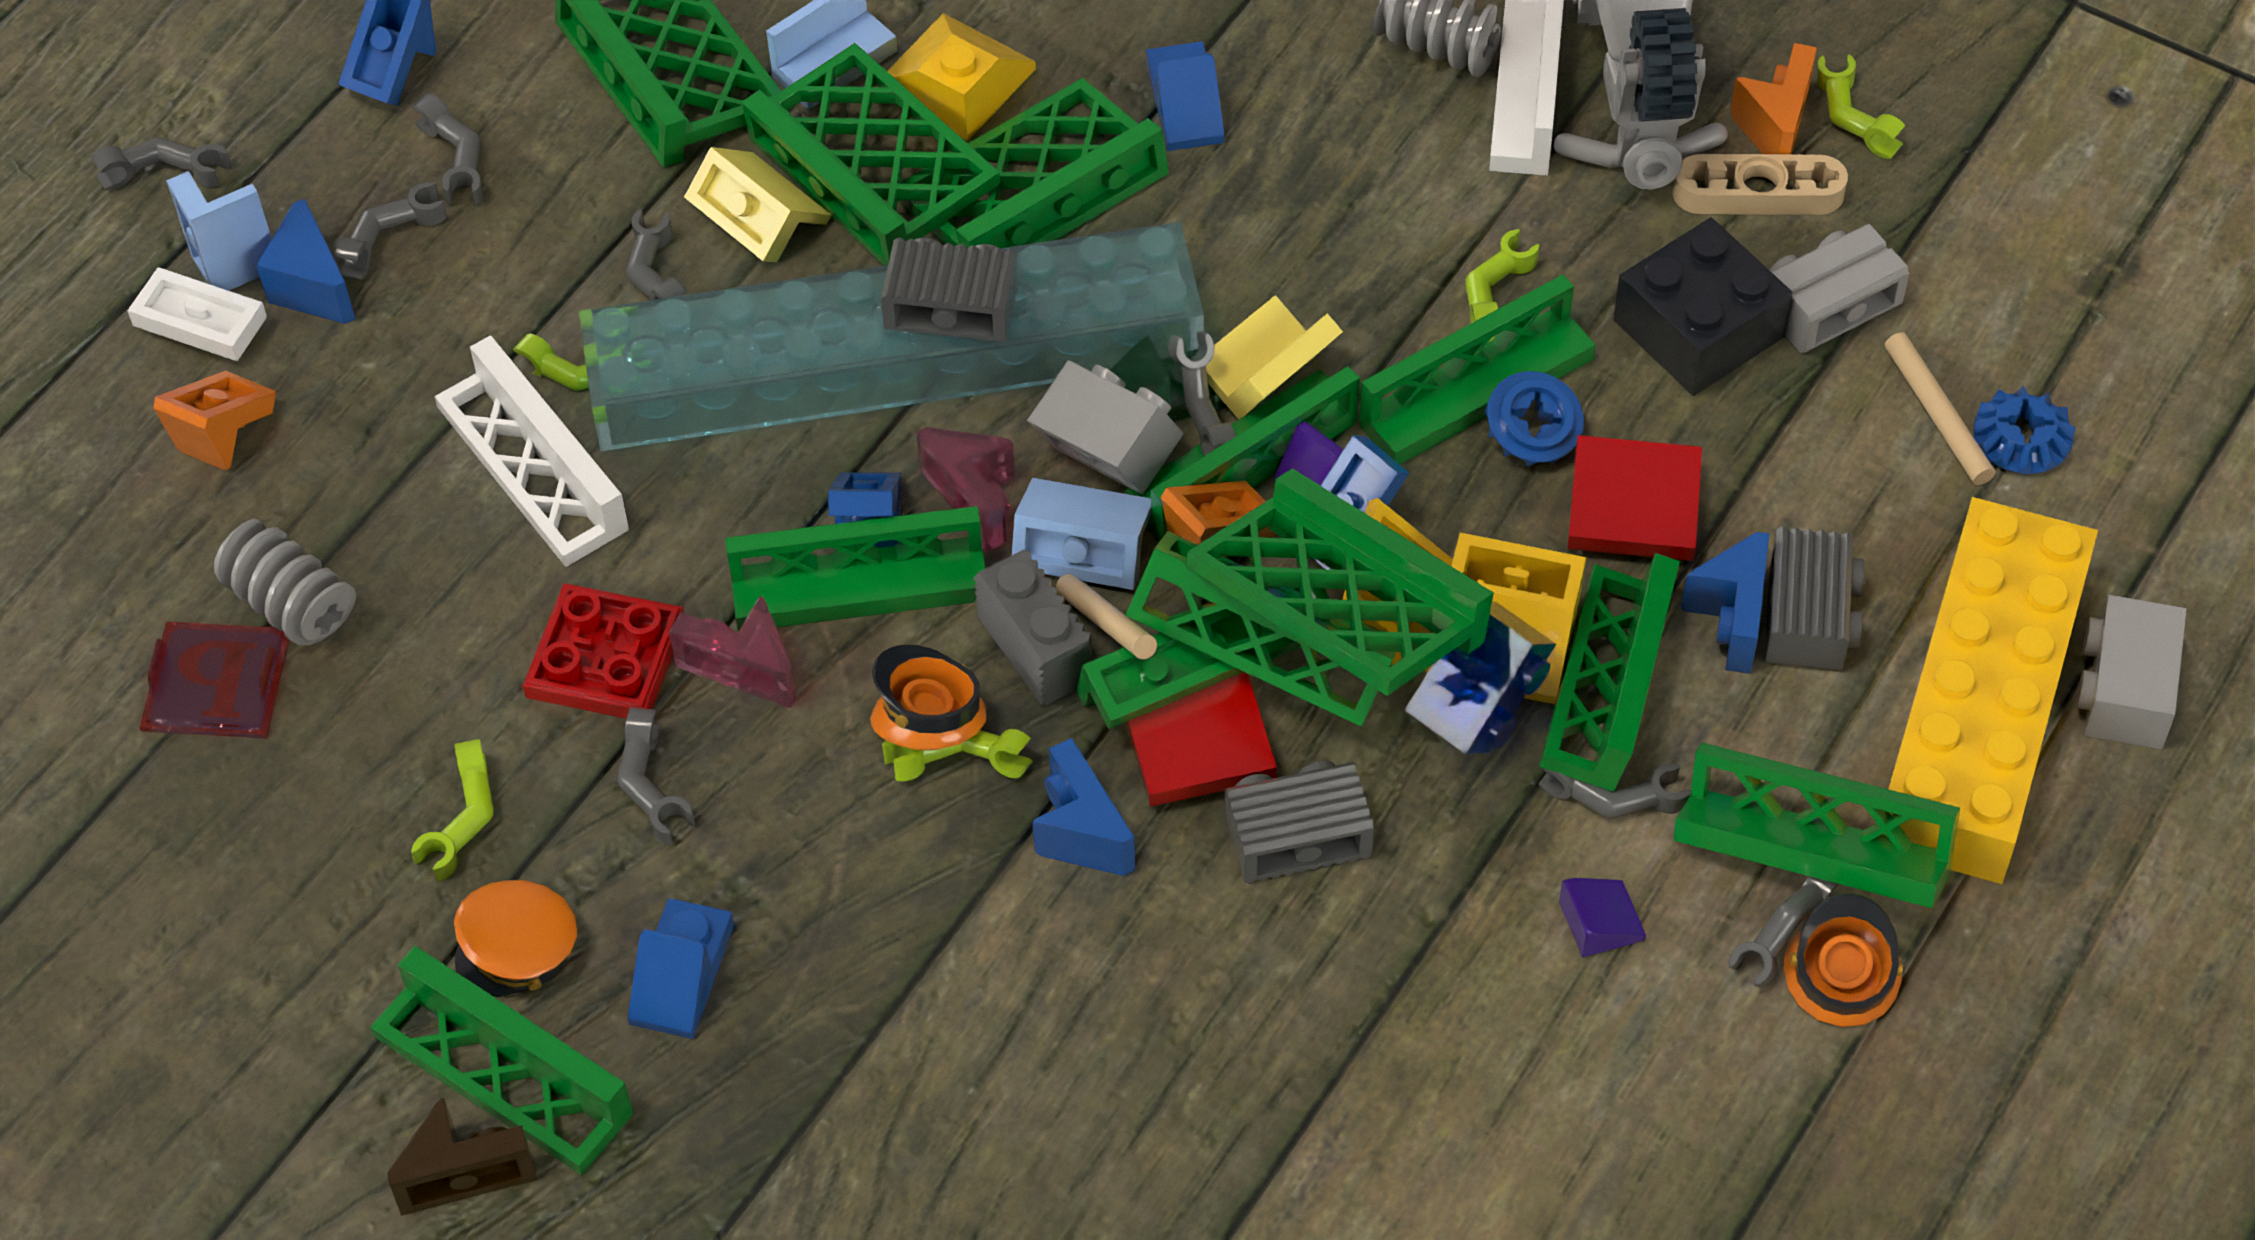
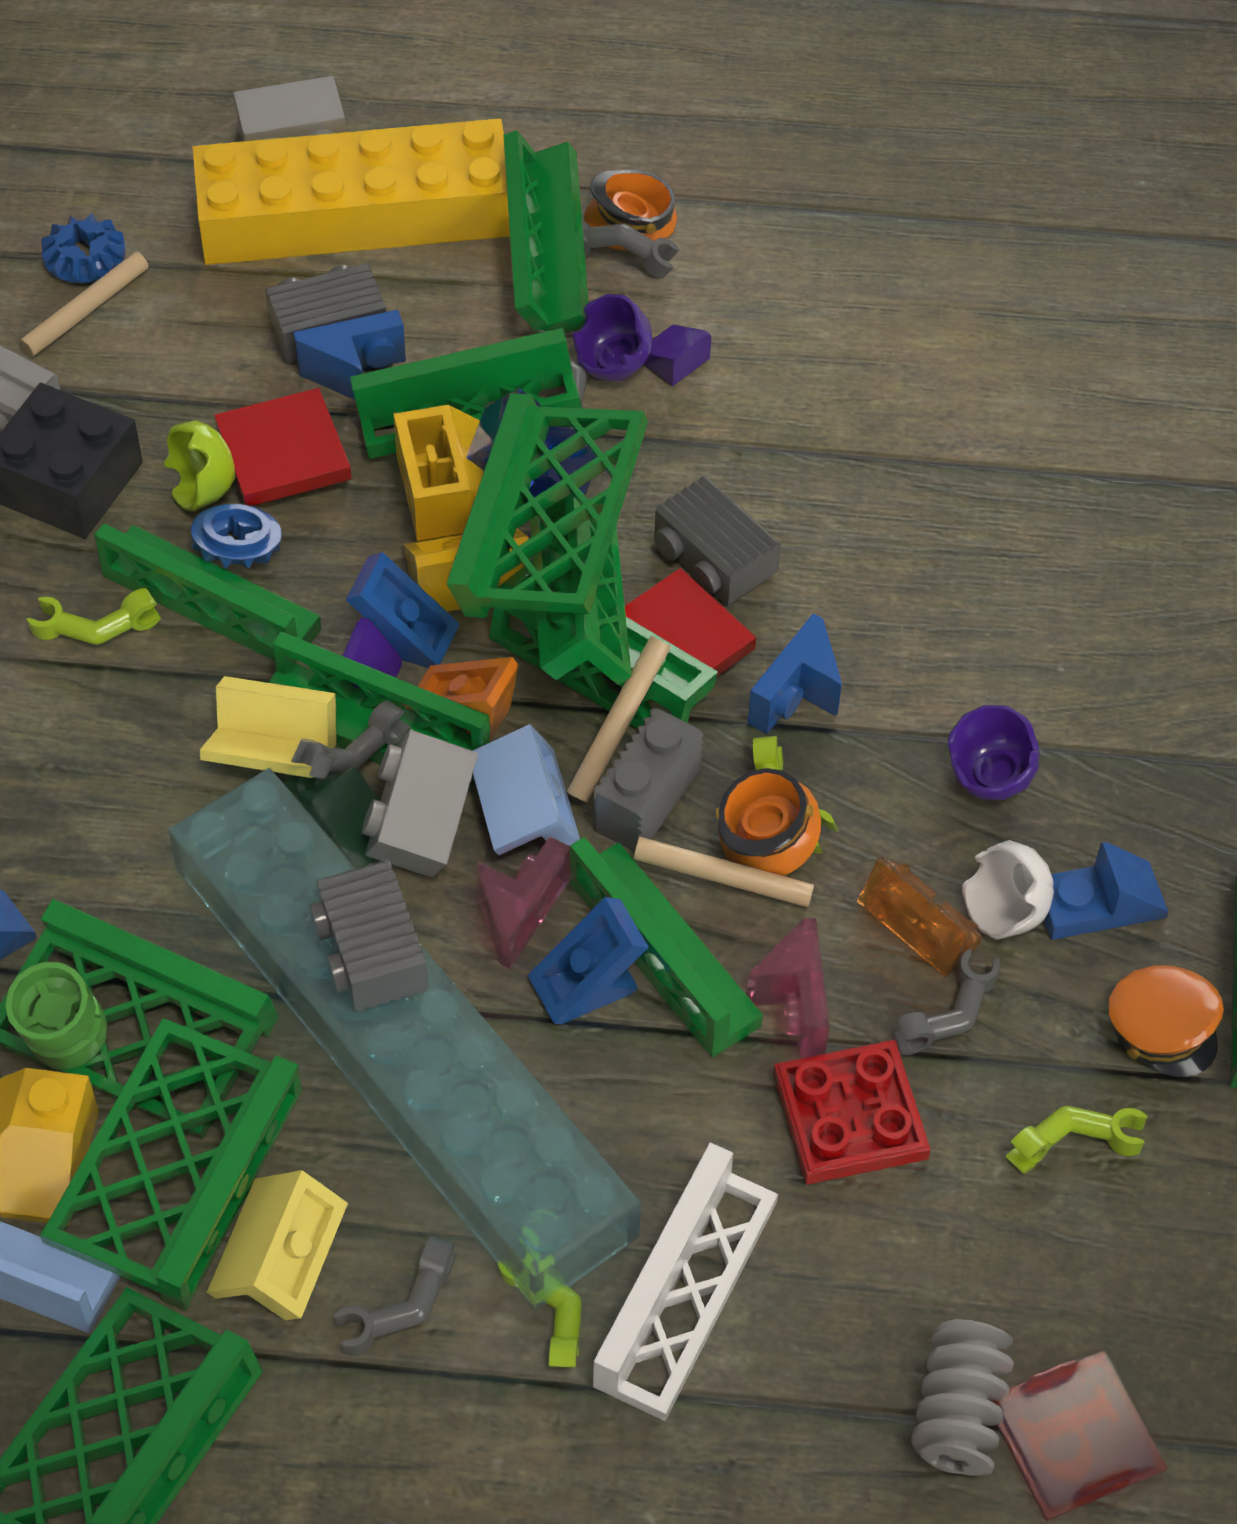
camera: 120 degrees left, 0 degrees up
(723, 874) = (1009, 890): none -> white hair
(780, 785) = (912, 914): none -> clear orange hinge
(881, 936) = (994, 752): none -> dark purple hair
(925, 634) = (723, 871): none -> tan bar
(1039, 96) = (56, 1015): none -> bright green wheel
(1627, 844) = (613, 338): none -> dark purple hair
(1635, 408) = (201, 462): none -> lime hair

